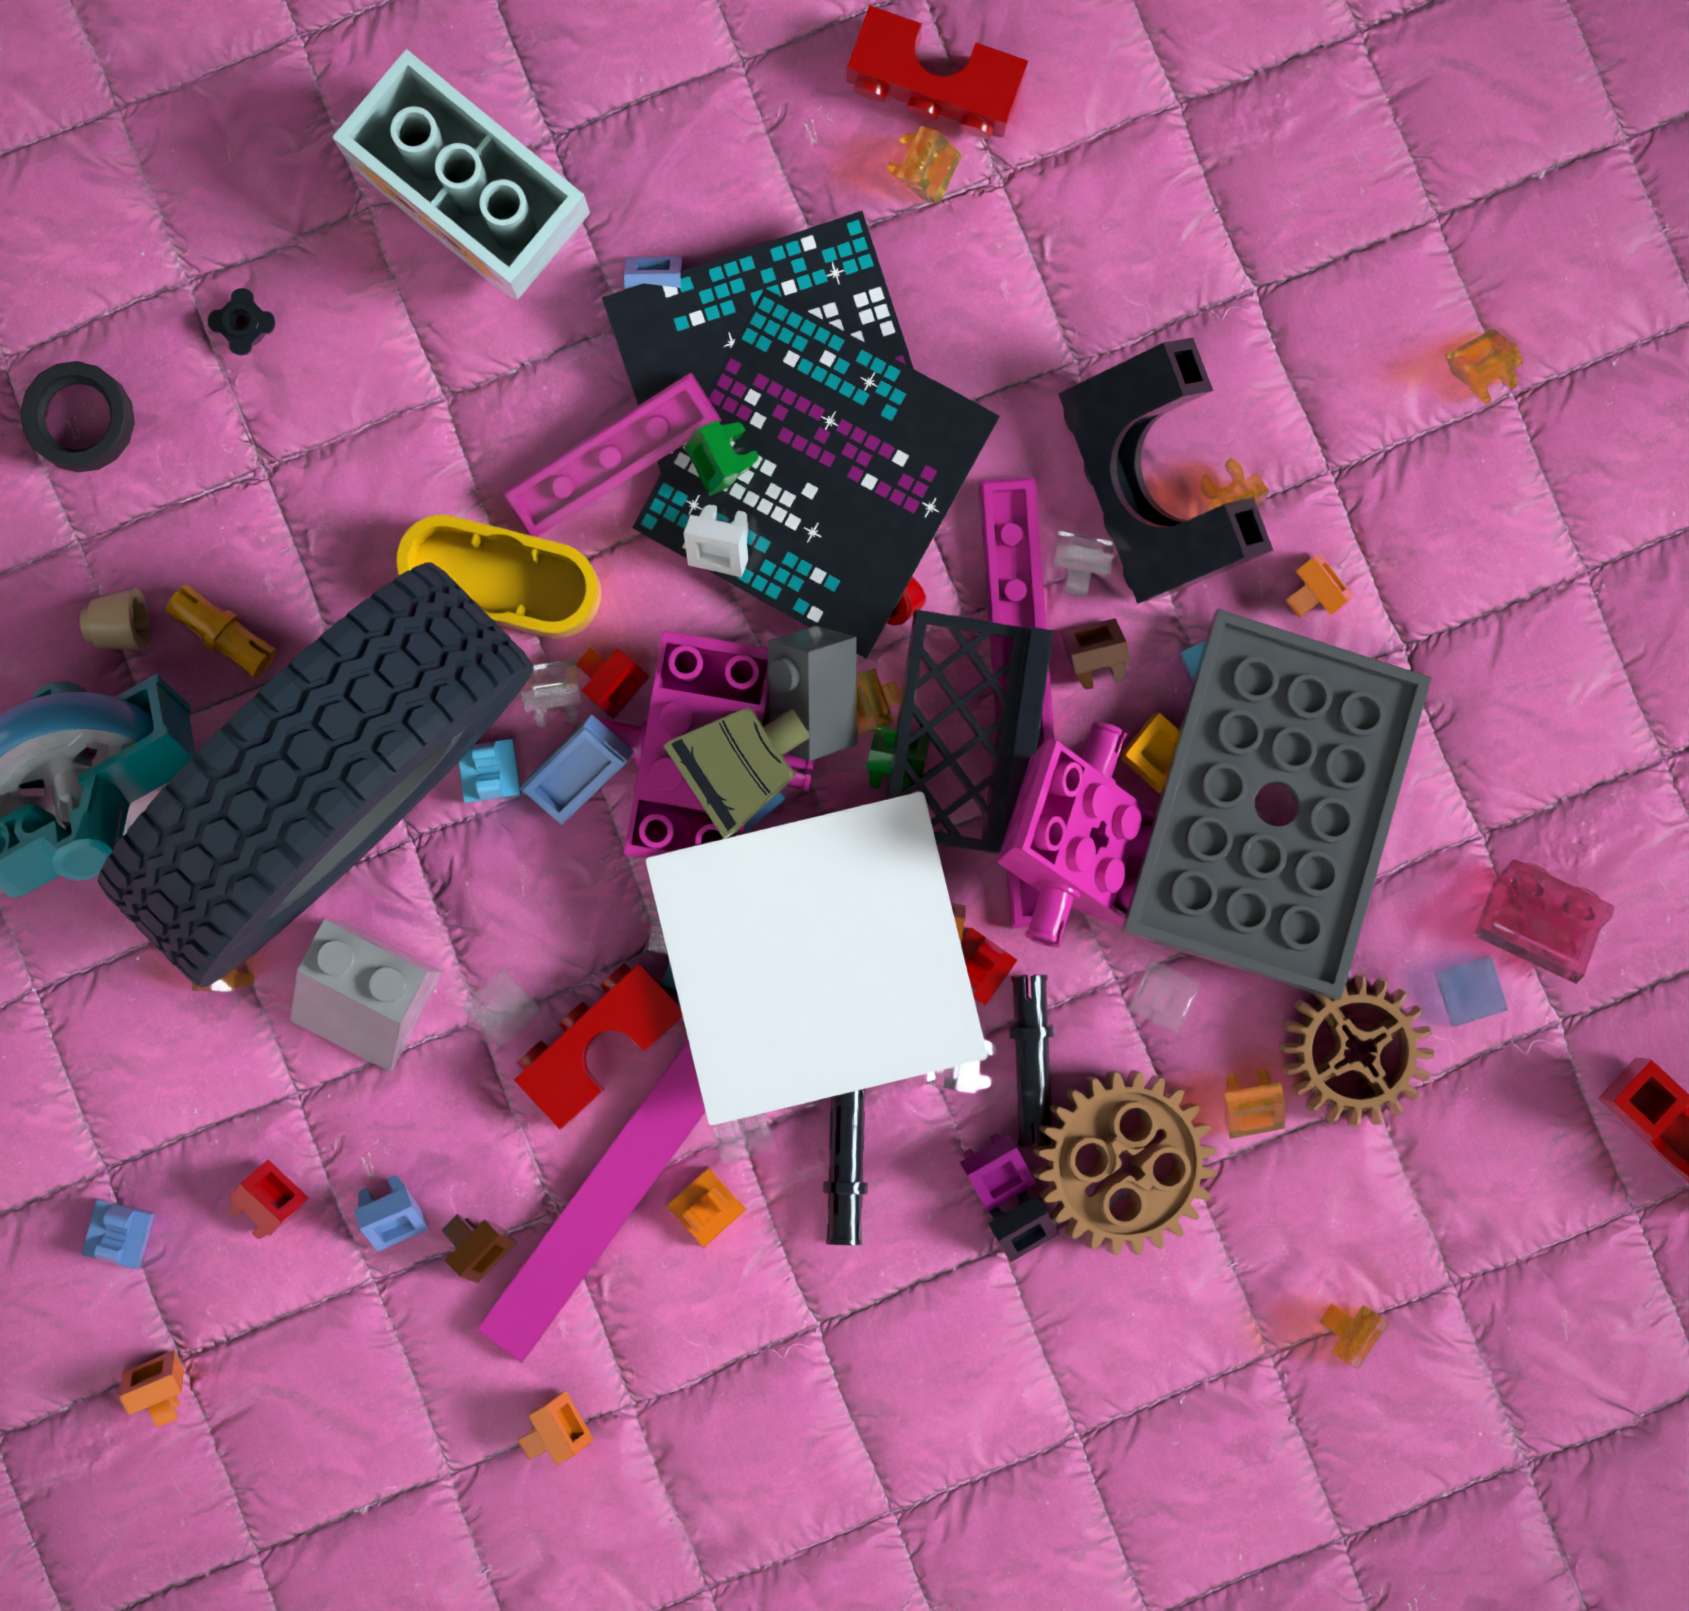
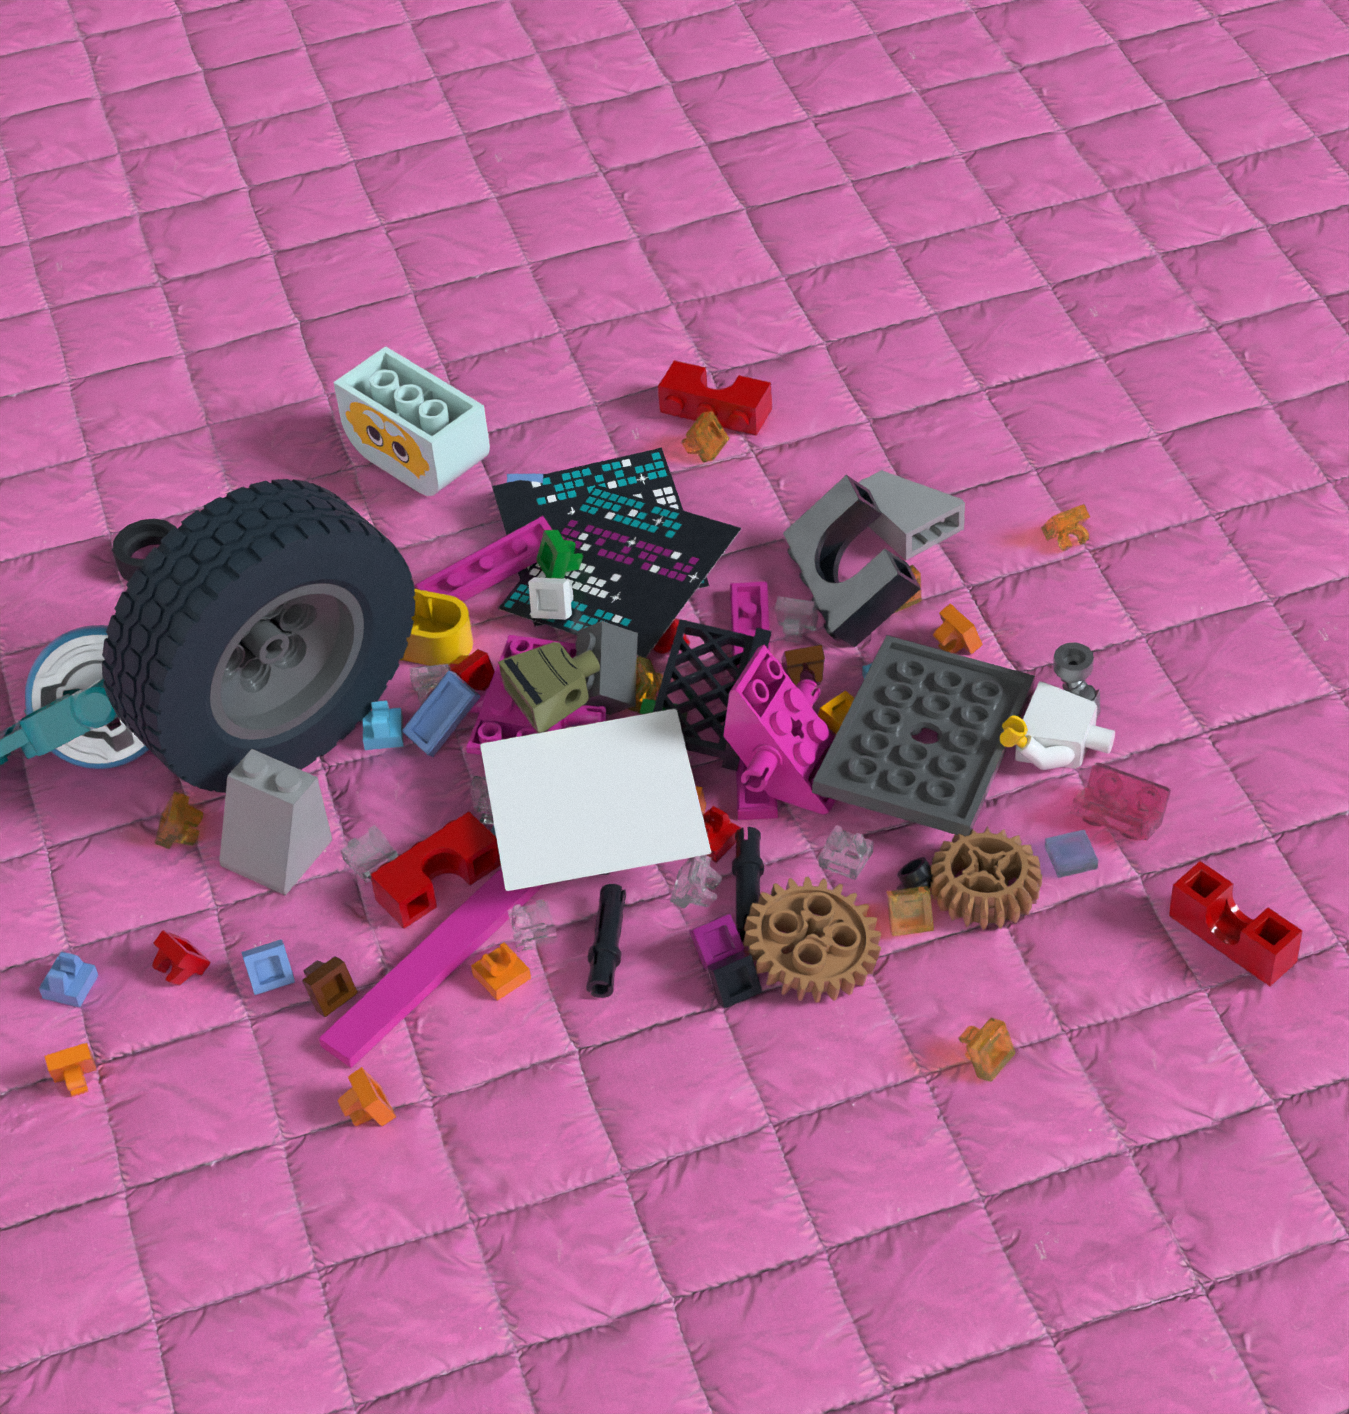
camera: 10 degrees right, 40 degrees down
(1241, 335) = (912, 513): none -> light grey slope
(1254, 1038) = (915, 874): none -> black plate
(1465, 771) = (1060, 721): none -> white torso

